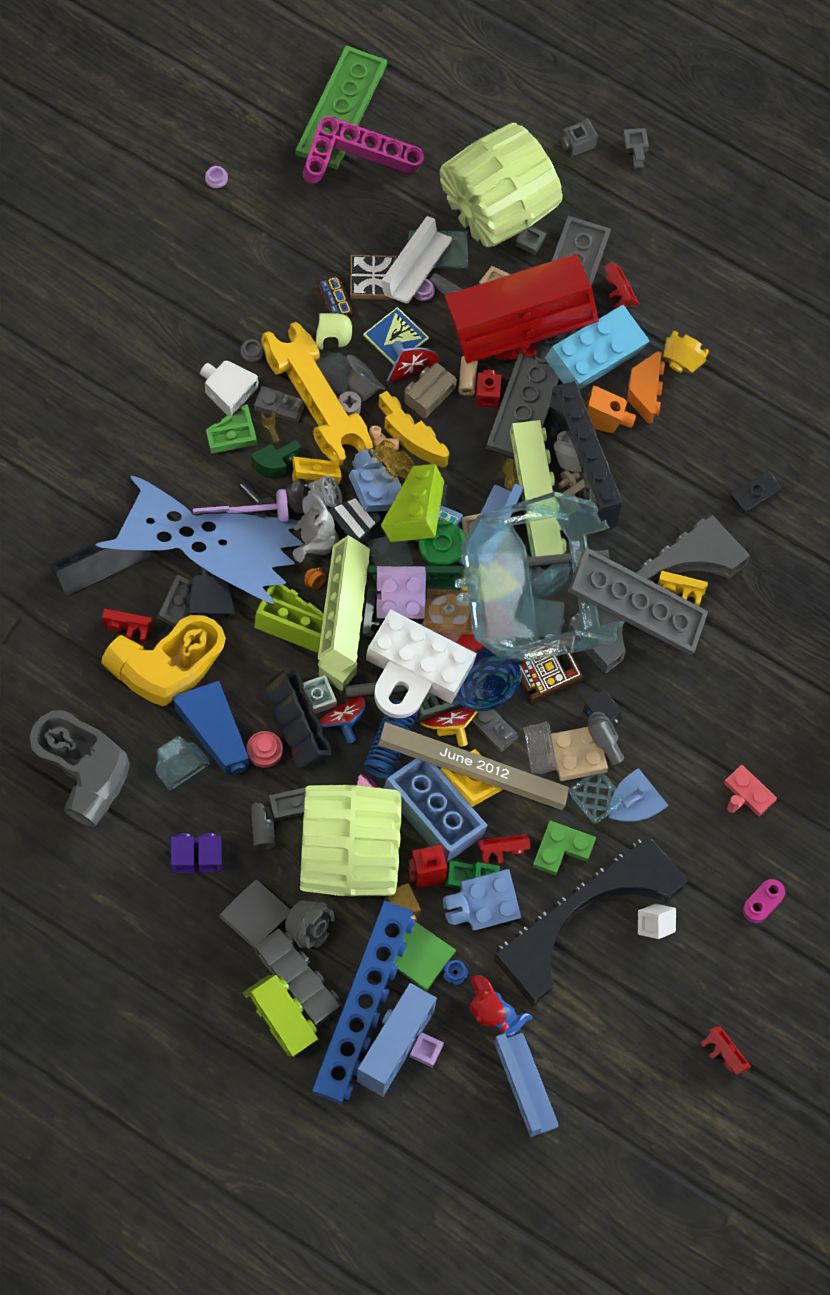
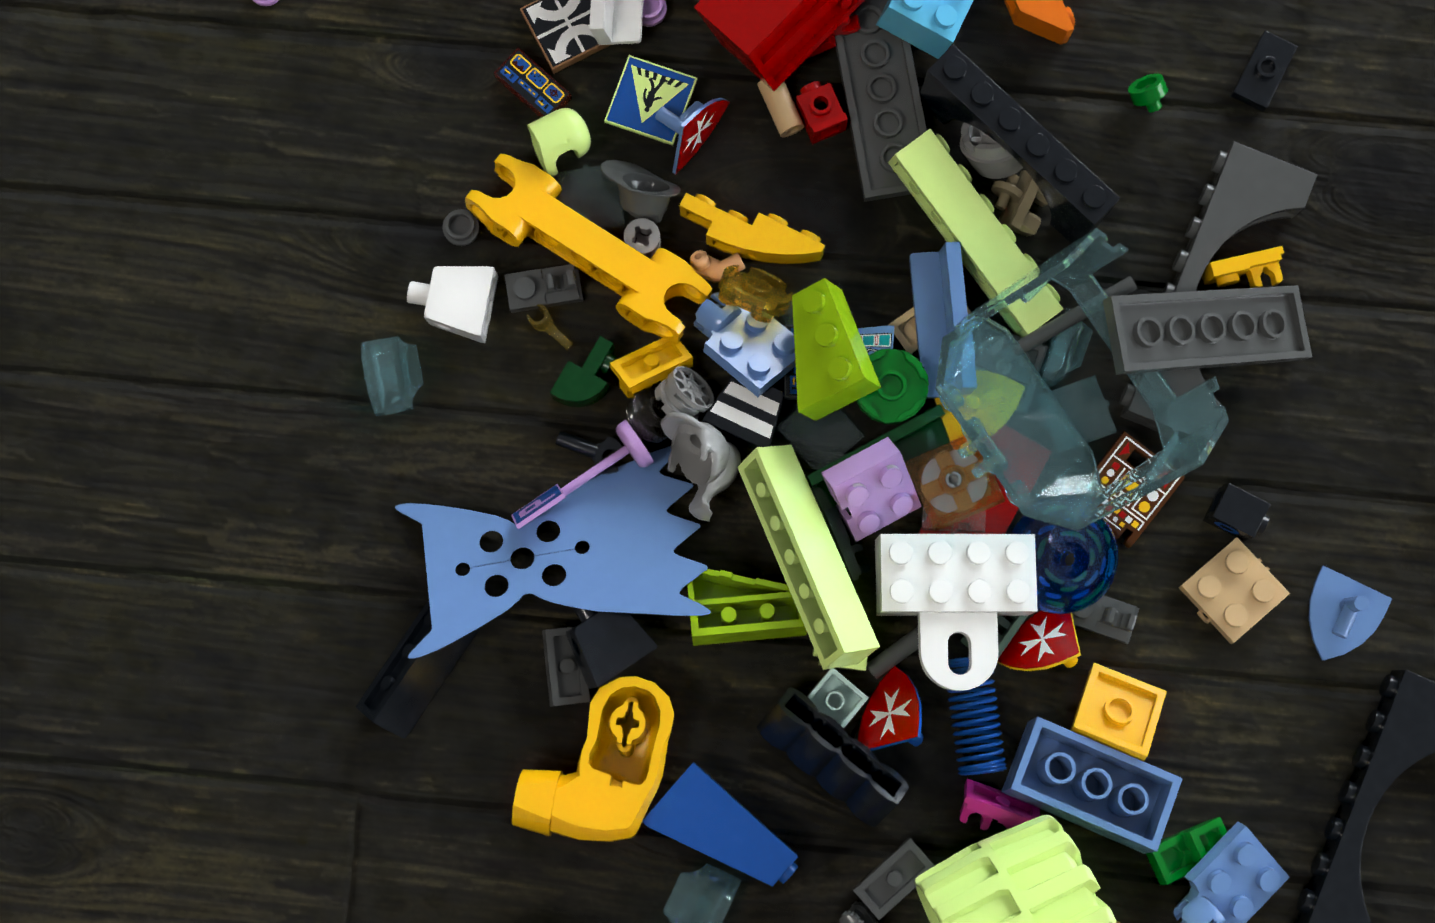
camera: 20 degrees left, 15 degrees up
(128, 622) = (498, 744): red plate -> none
(168, 406) = (391, 374): none -> clear light blue slope
(232, 432) = (501, 367): bright green wing -> none
(264, 749) = (808, 822): coral plate -> none
(315, 578) = (736, 526): orange plate -> none
(427, 867) = (1133, 884): red brick -> none
(429, 390) = (741, 156): dark tan brick -> none
(473, 766) = (1111, 698): dark tan tile -> none
(510, 469) = (925, 232): clear yellow piece -> none
(512, 844) = (1210, 784): red plate -> none
(540, 748) = (1182, 614): clear plate -> none
(560, 841) = (1277, 733): bright green plate -> none
(583, 806) = (1319, 652): clear light blue window -> none
(605, 736) = (1267, 553): dark grey arm -> none
(607, 410) = (1008, 57): orange torso -> none
(681, 468) = (1148, 91): none -> green tile

